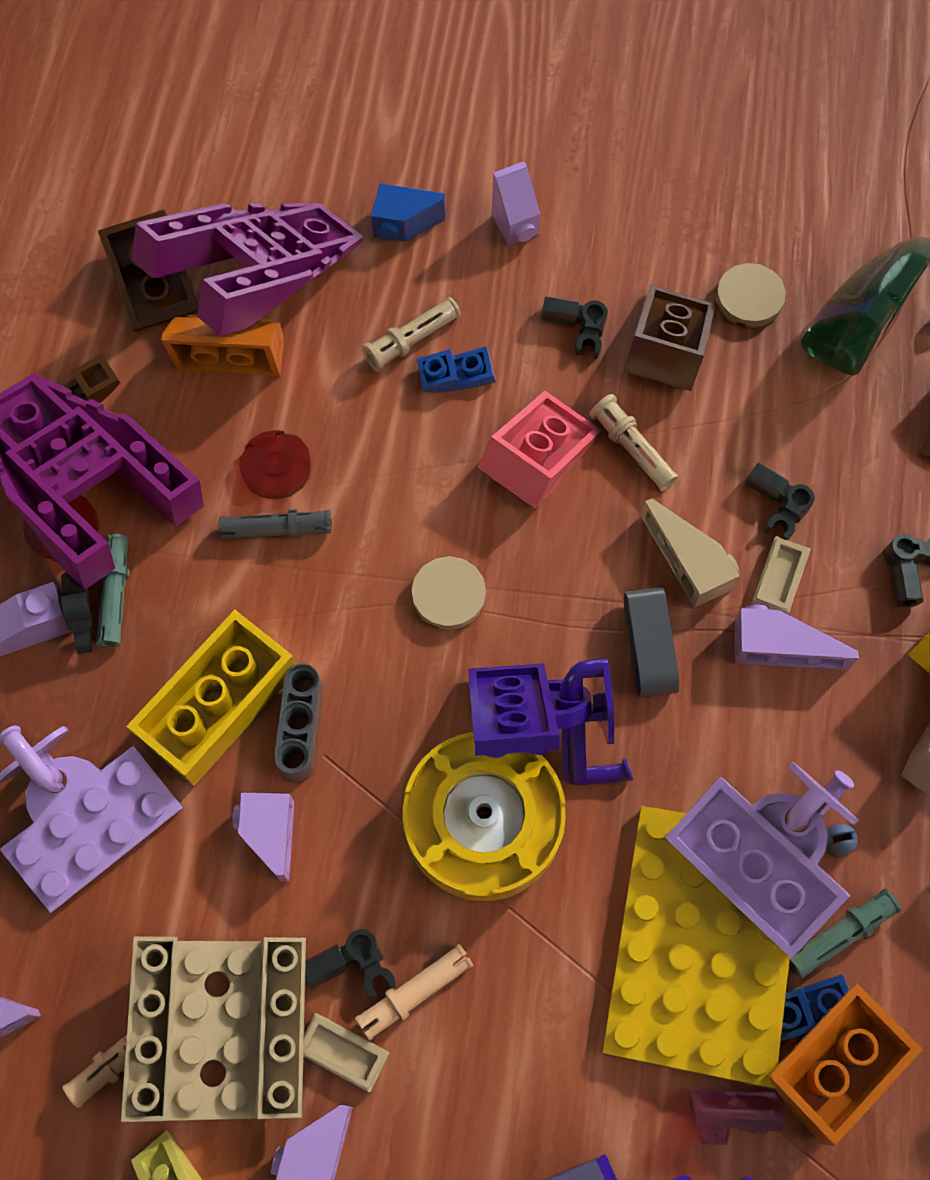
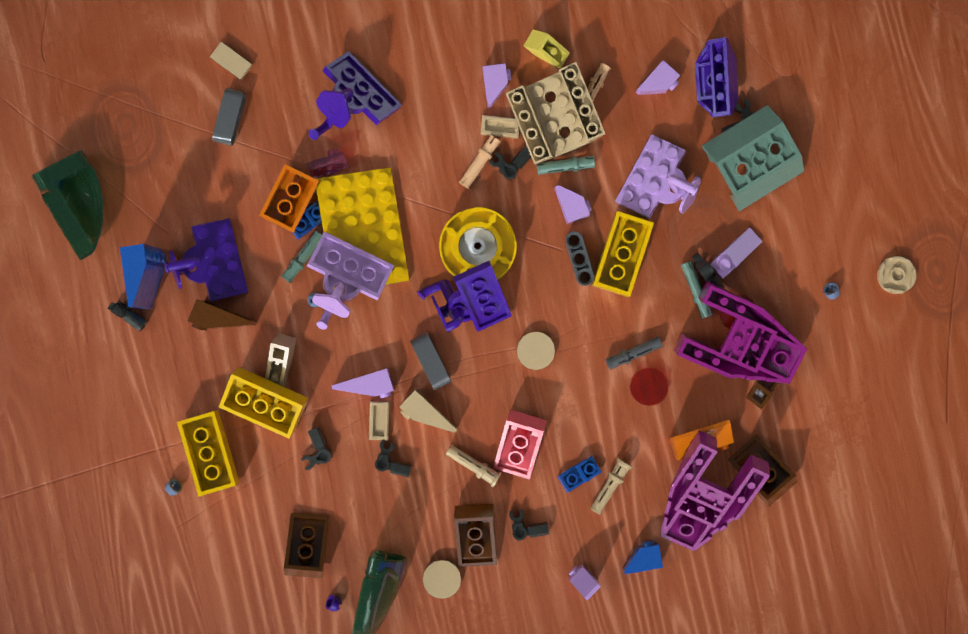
camera: 160 degrees right, 20 degrees up
(242, 915) = (566, 165): none -> sand green pin

